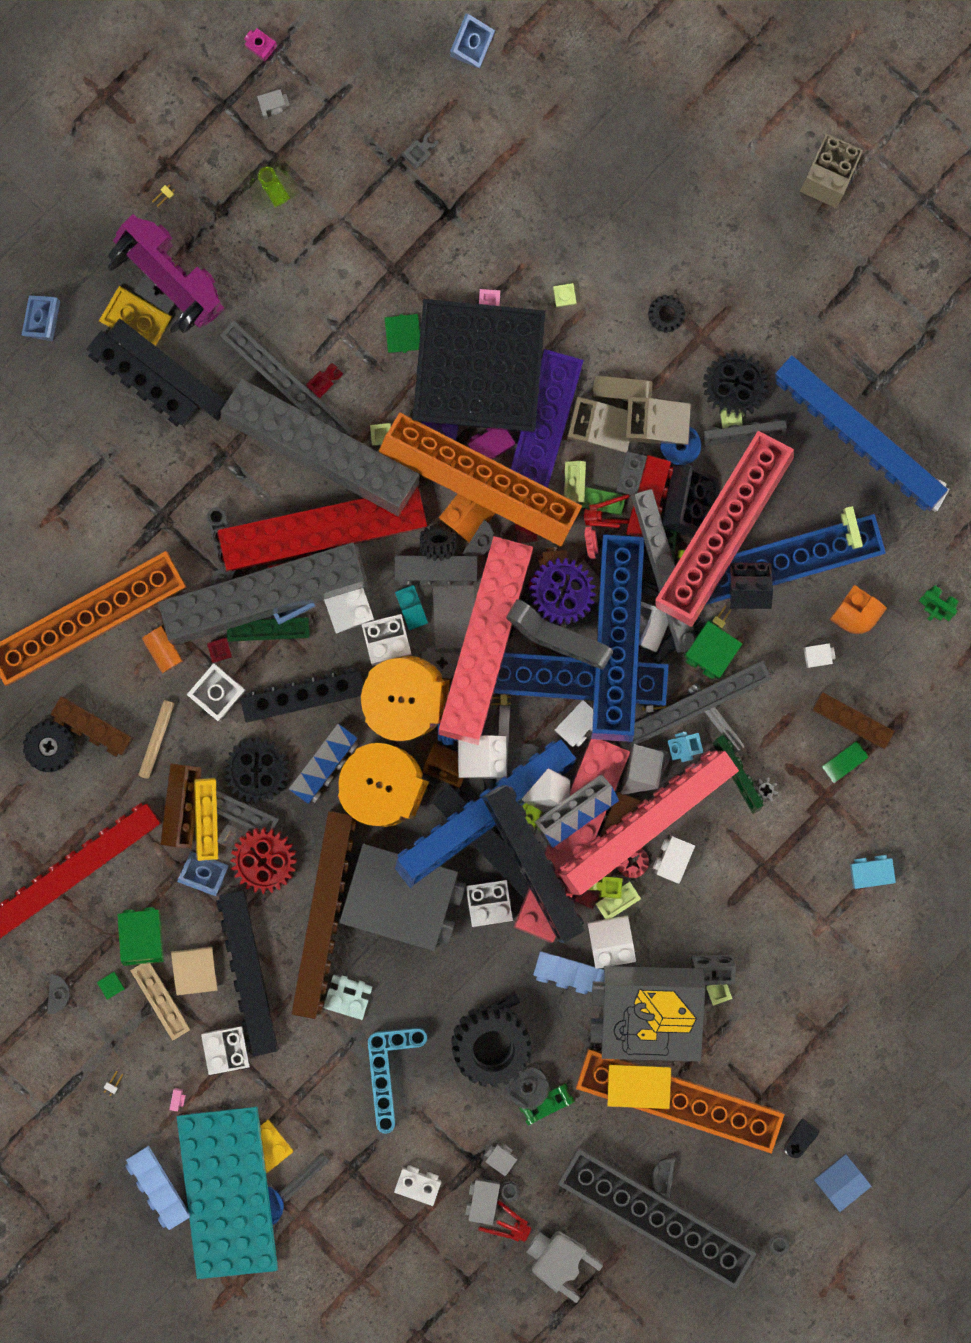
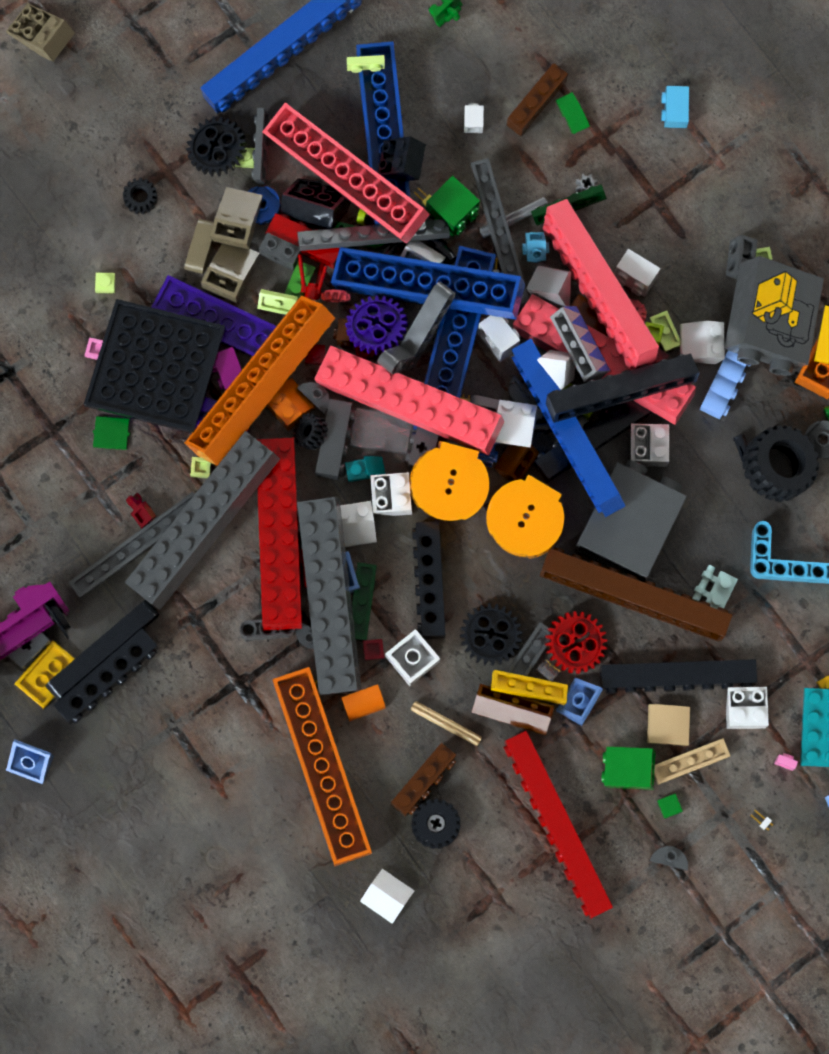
camera: 85 degrees left, 10 degrees down
(323, 763) = (496, 572): brick -> none
(858, 612) = (440, 77): orange brick -> none

